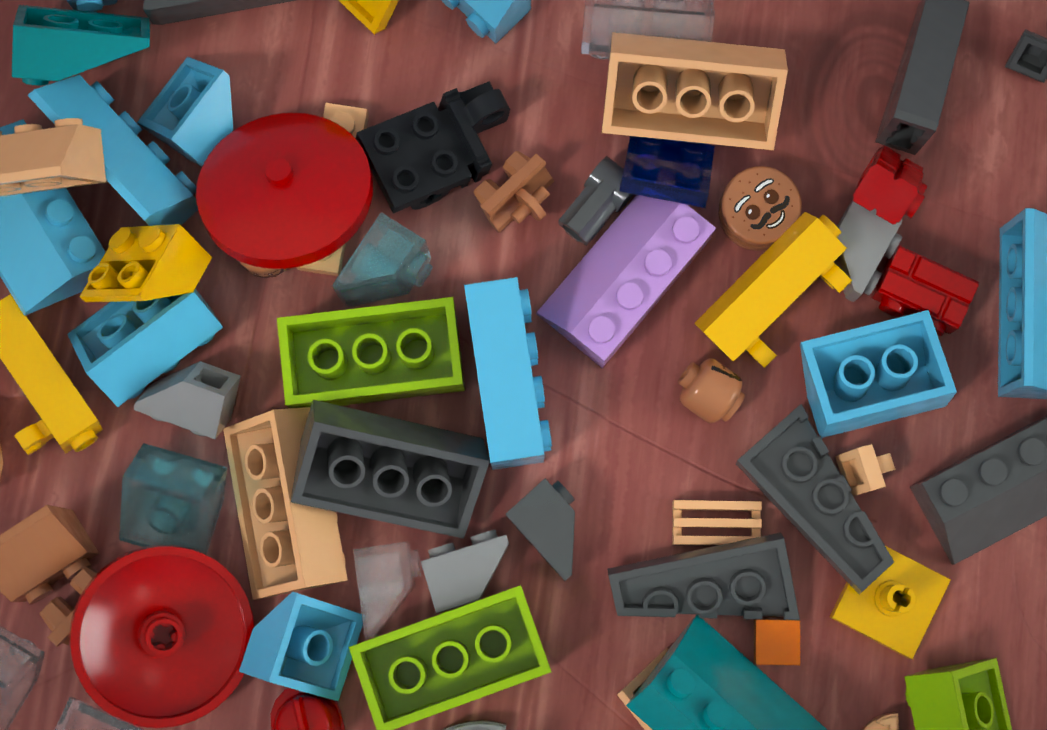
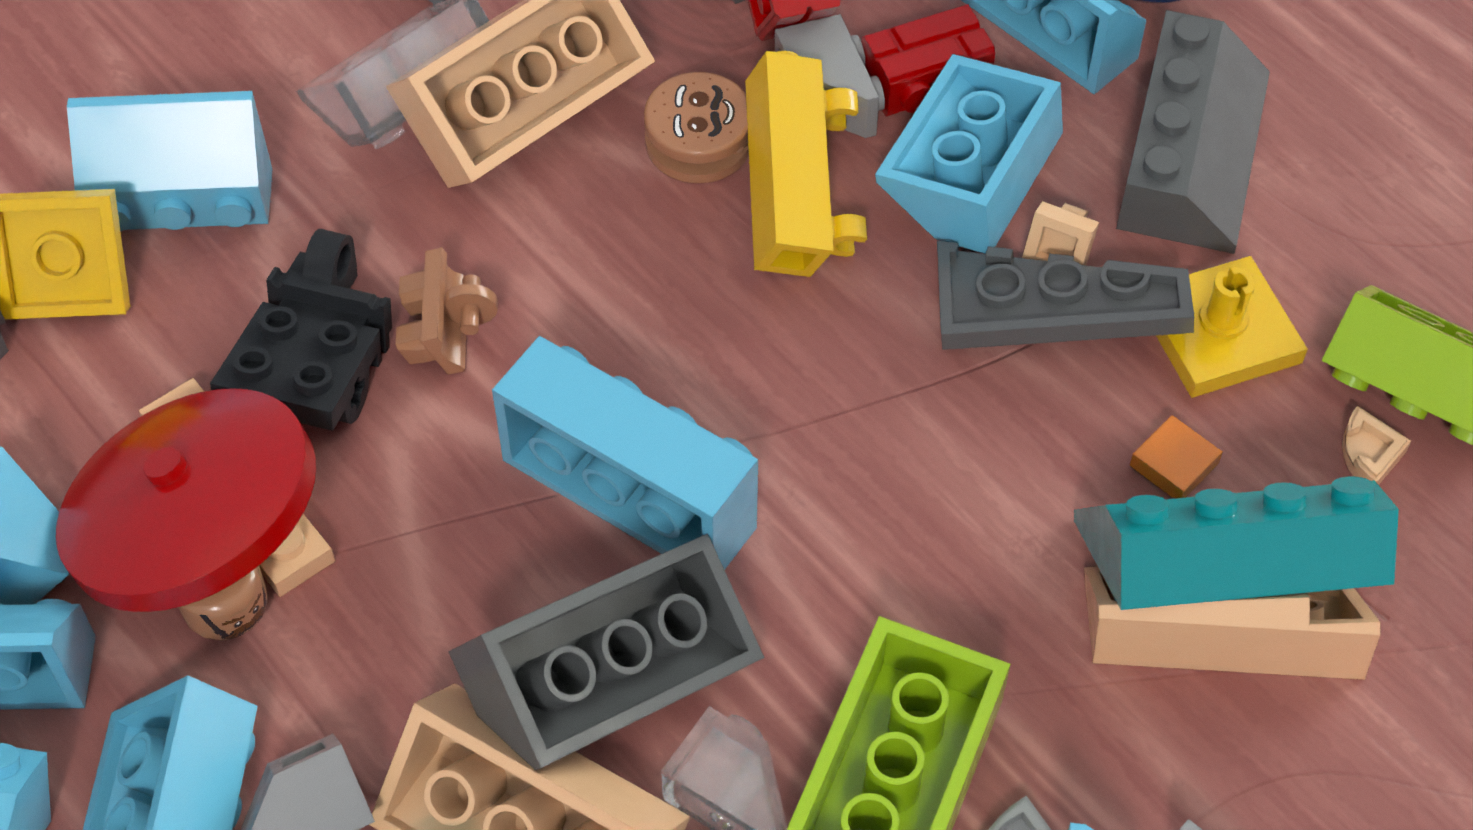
camera: 50 degrees left, 25 degrees down
(147, 265) = (99, 702): yellow slope -> none
(371, 353) = (456, 568): lime brick -> none
(384, 264) = (382, 472): clear light blue slope -> none
(464, 573) = (801, 688): light grey slope -> none
(548, 524) = (839, 566): dark grey slope -> none
(595, 202) = (535, 243): dark grey piece -> none
(625, 275) = (640, 279): lavender slope -> none
(668, 170) = (578, 155): clear blue plate -> none
(678, 522) = (1019, 381): light nougat tile -> none
(711, 390) = (842, 303): nougat head -> none
(727, 579) = (1055, 456): dark grey wing -> none

